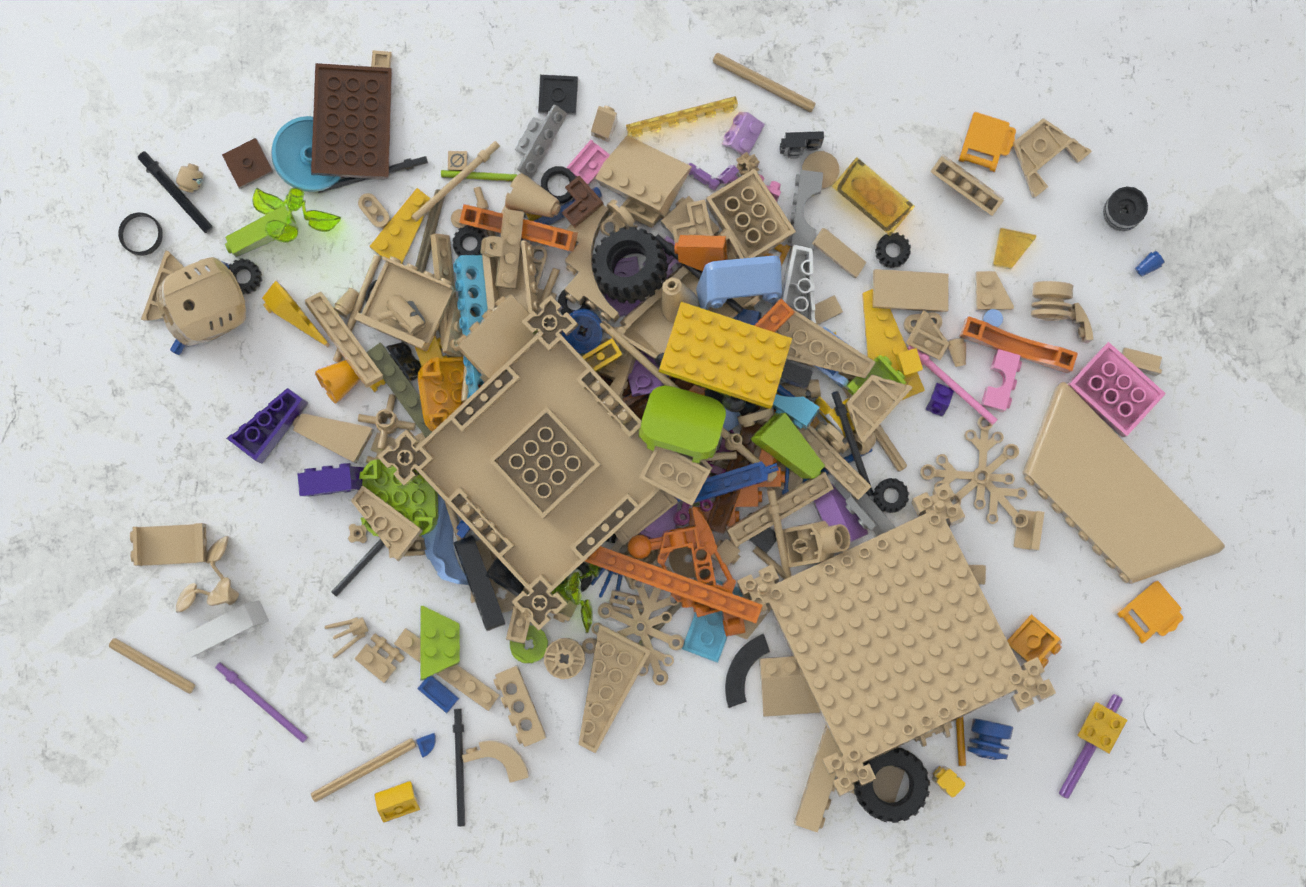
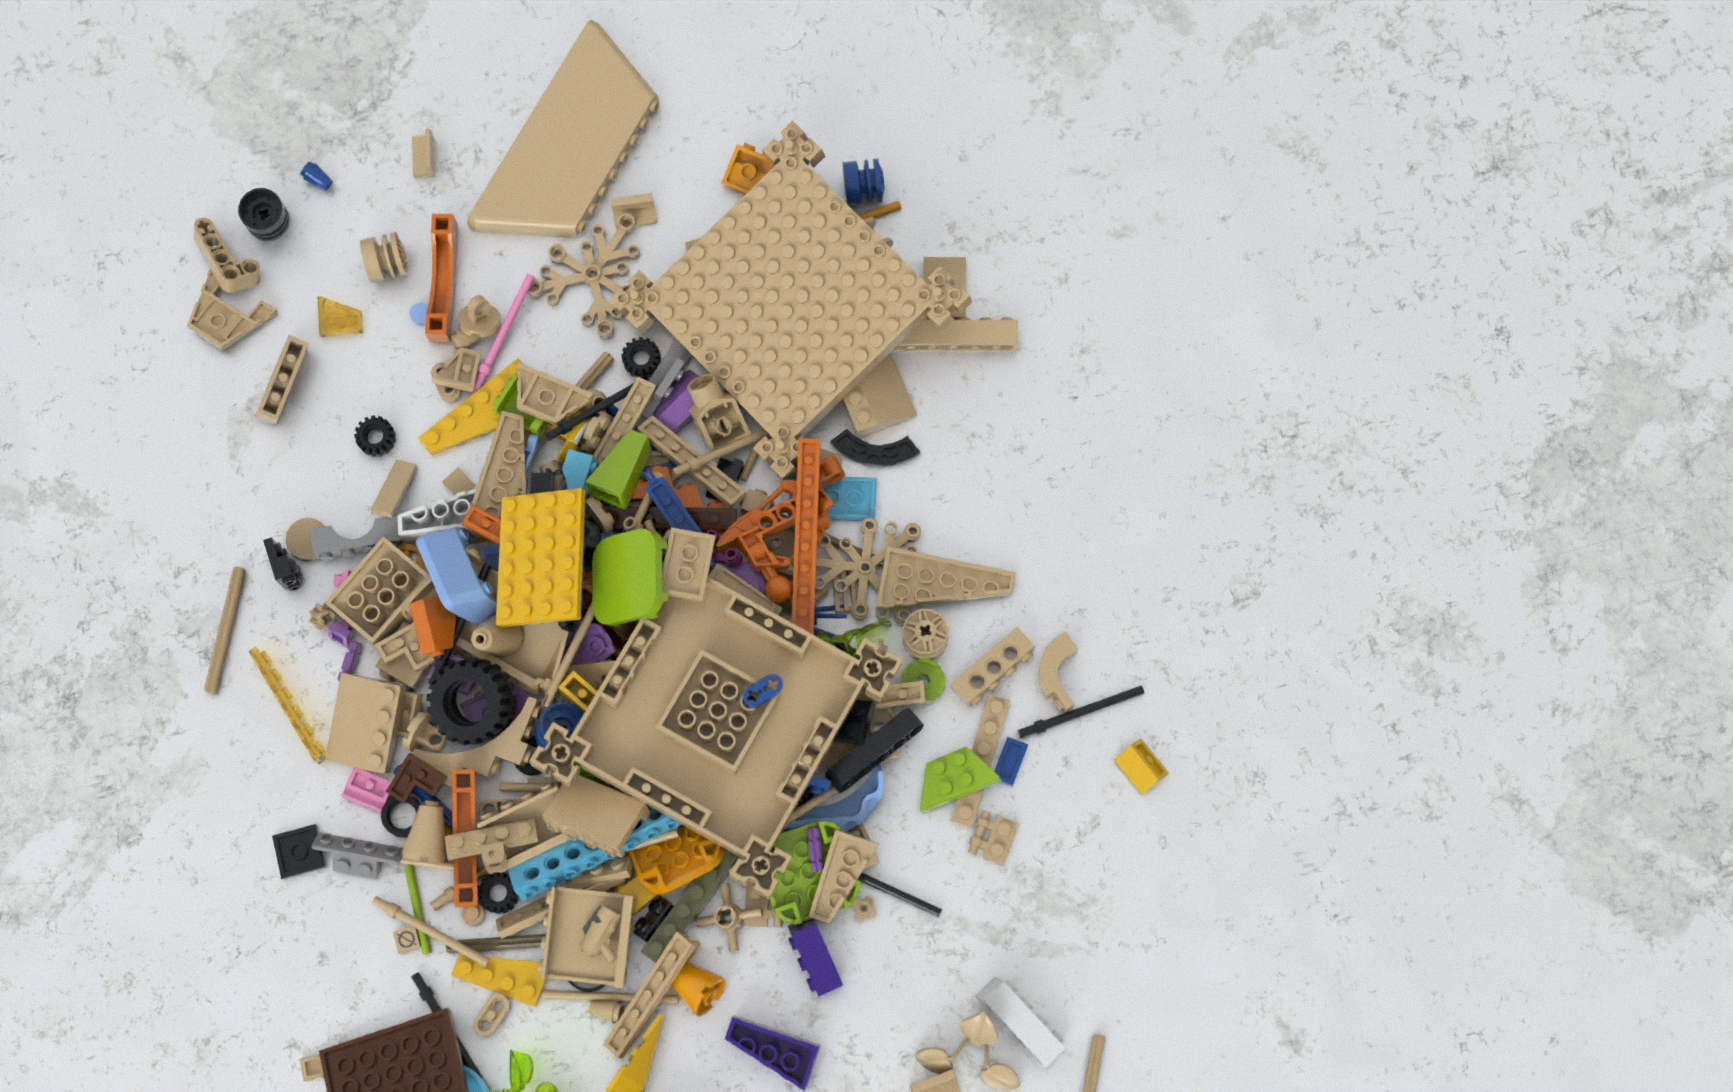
camera: 100 degrees left, 10 degrees down
(232, 677) = (1071, 993): medium lavender bar -> none
(338, 436) = (762, 968): tan slope -> none
(357, 627) = (968, 872): tan plant -> none
(363, 770) = (1120, 814): tan axle -> none
(411, 507) = (815, 850): none -> medium lavender axle
(426, 744) = (1068, 755): blue tile -> none
(552, 503) = (760, 686): none -> blue beam
(604, 123) = (318, 785): tan slope -> none
(743, 133) = (288, 633): lavender bracket -> none
(873, 196) = (321, 469): clear yellow windscreen -> none
(909, 362) = (492, 378): yellow panel -> none
(910, 290) = (414, 404): tan tile -> none
(910, 802) = (950, 237): black tyre -> none
(940, 399) = (523, 339): dark purple bracket -> none
(947, 781) = (920, 209): yellow brick -> none
(969, 366) = (479, 318): none -> tan tile
(988, 137) = (223, 377): light orange piece -> none
(990, 292) = (392, 324): tan wing -> none
(1007, 365) = (467, 283): bright pink arch -> none
(1080, 317) = (406, 218): tan slope -> none
(1085, 756) = (837, 88): medium lavender axle -> none
(1100, 163) = (230, 275): none -> tan beam
(1102, 727) = (814, 82): yellow hinge -> none
(1116, 389) = (459, 167): bright pink slope -> none
(1155, 609) = (677, 68): light orange piece -> none

